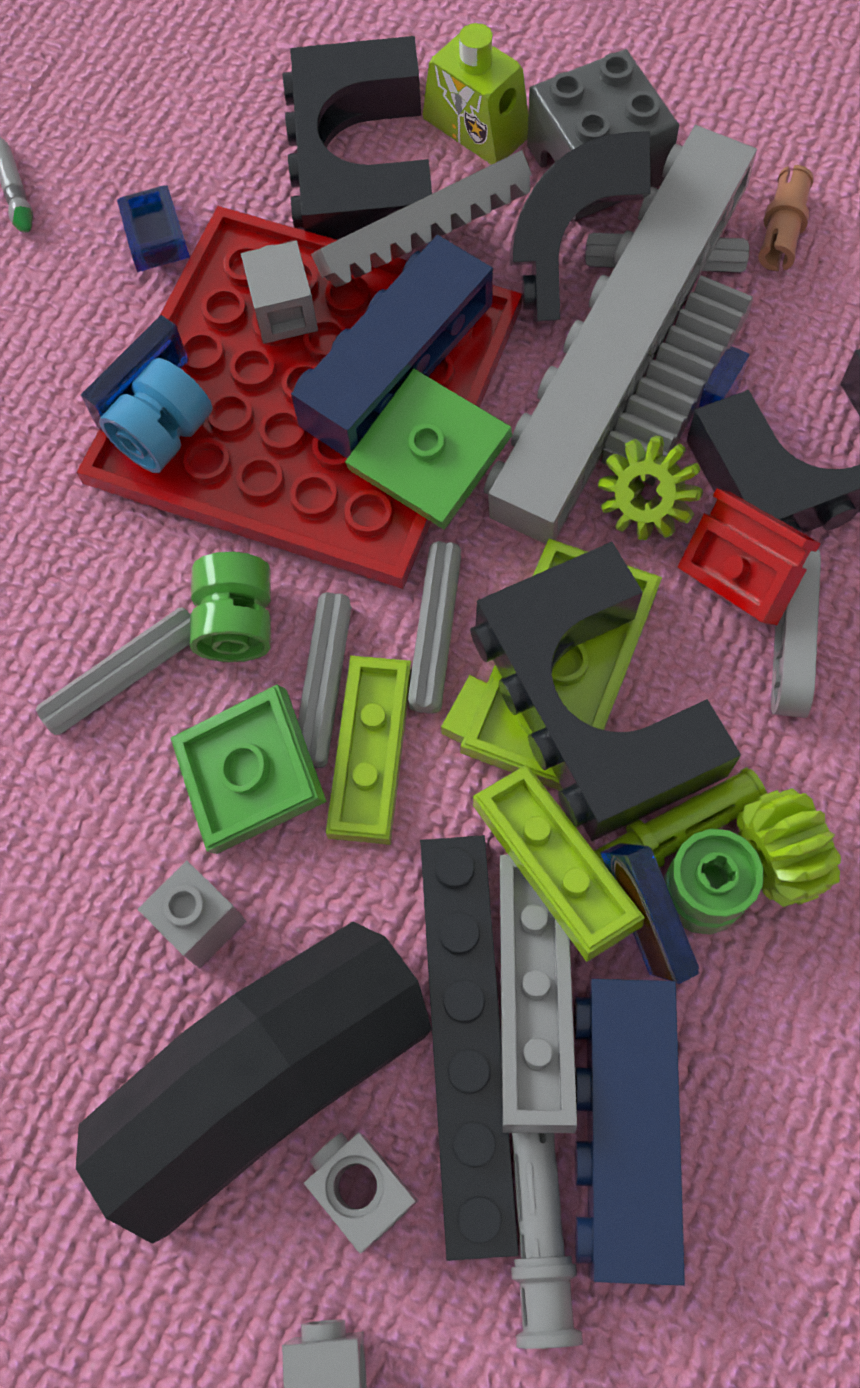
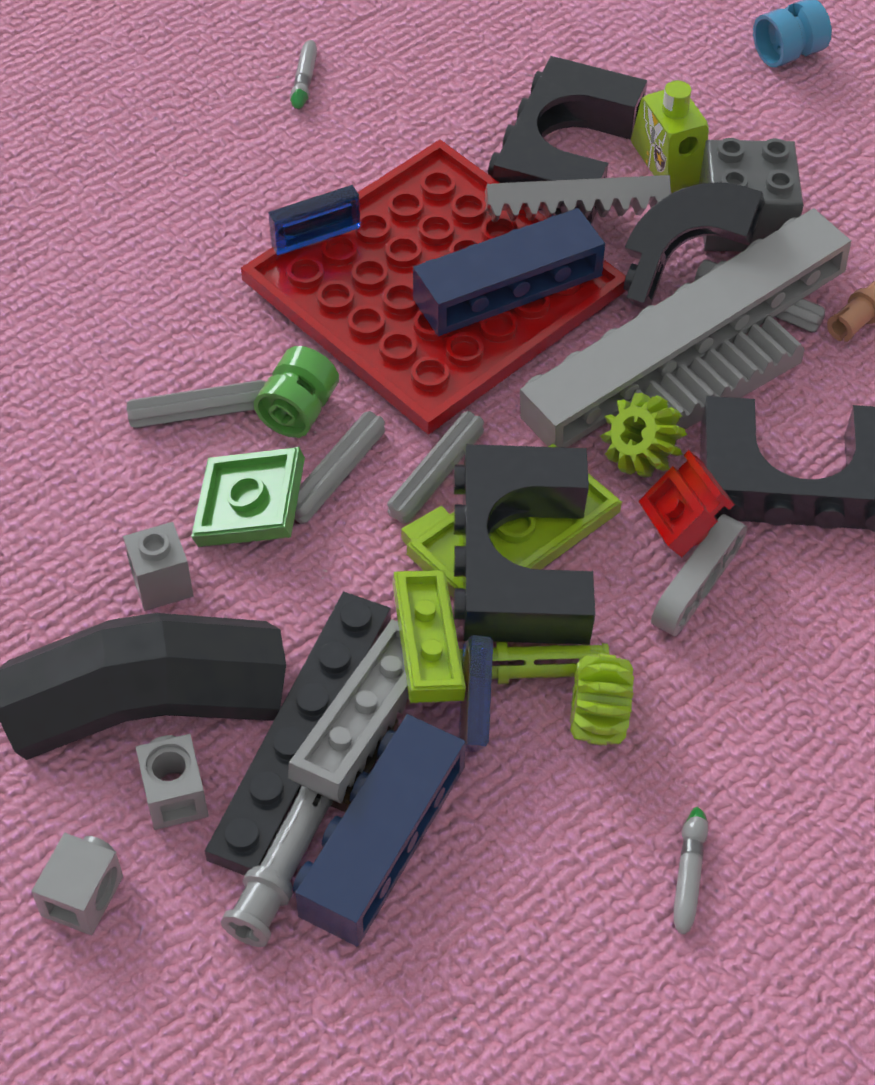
camera: 20 degrees right, 15 degrees down
(152, 228) = (385, 137): clear blue tile -> none
(161, 410) = (317, 247): dark azure wheel -> none
(280, 291) = (447, 206): light grey brick -> none
(369, 750) = (341, 526): lime tile -> none
(429, 448) = (495, 345): bright green plate -> none
(714, 880) = (532, 698): bright green wheel -> none
(726, 376) = (749, 385): clear blue tile -> none

